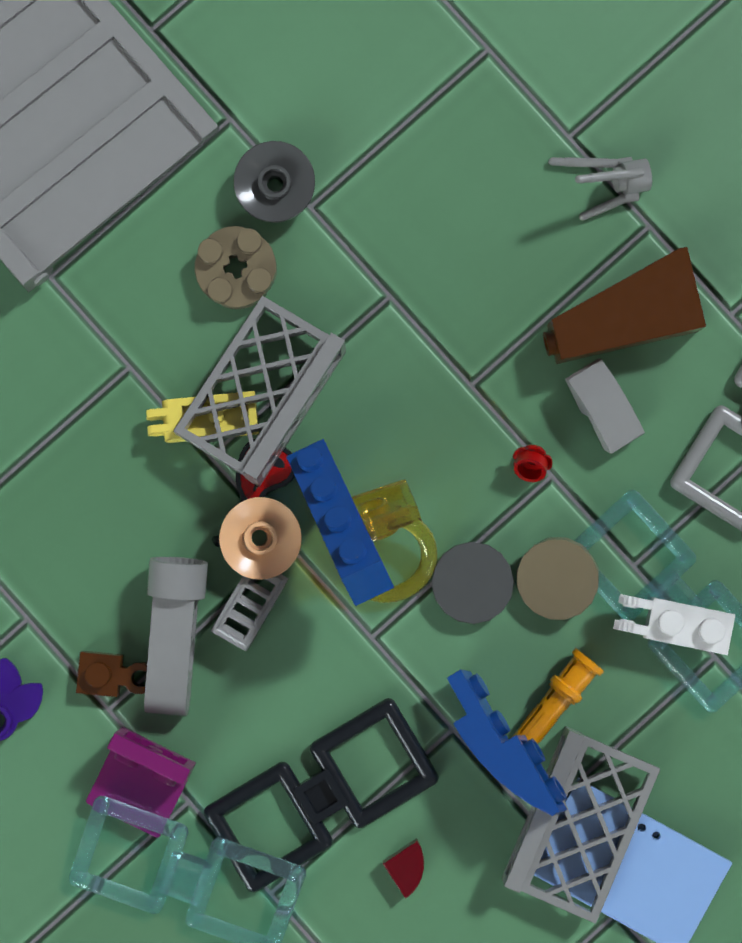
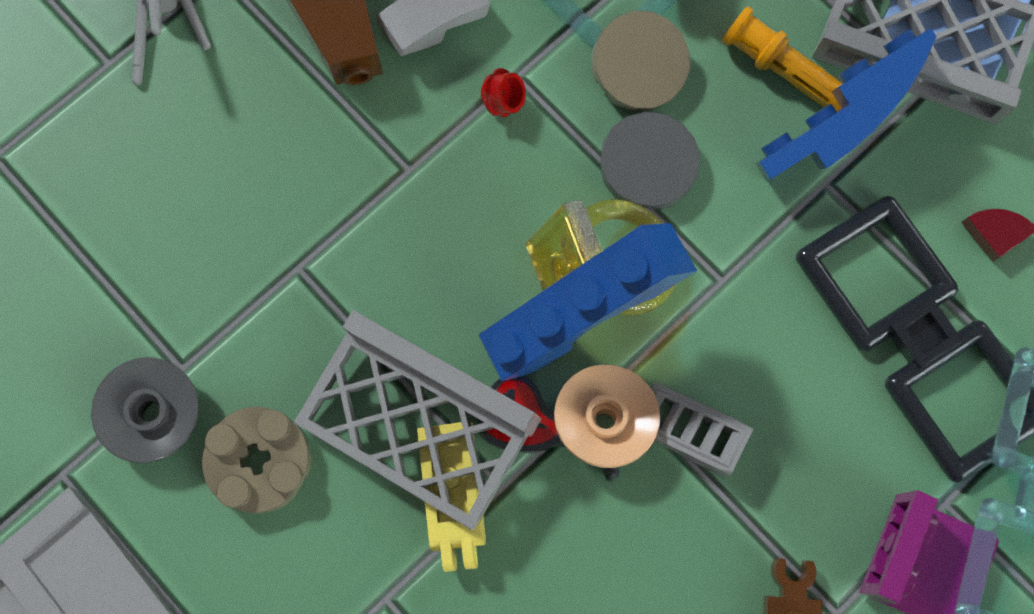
camera: 90 degrees left, 10 degrees down
(175, 590) = (676, 521): light grey beam -> none

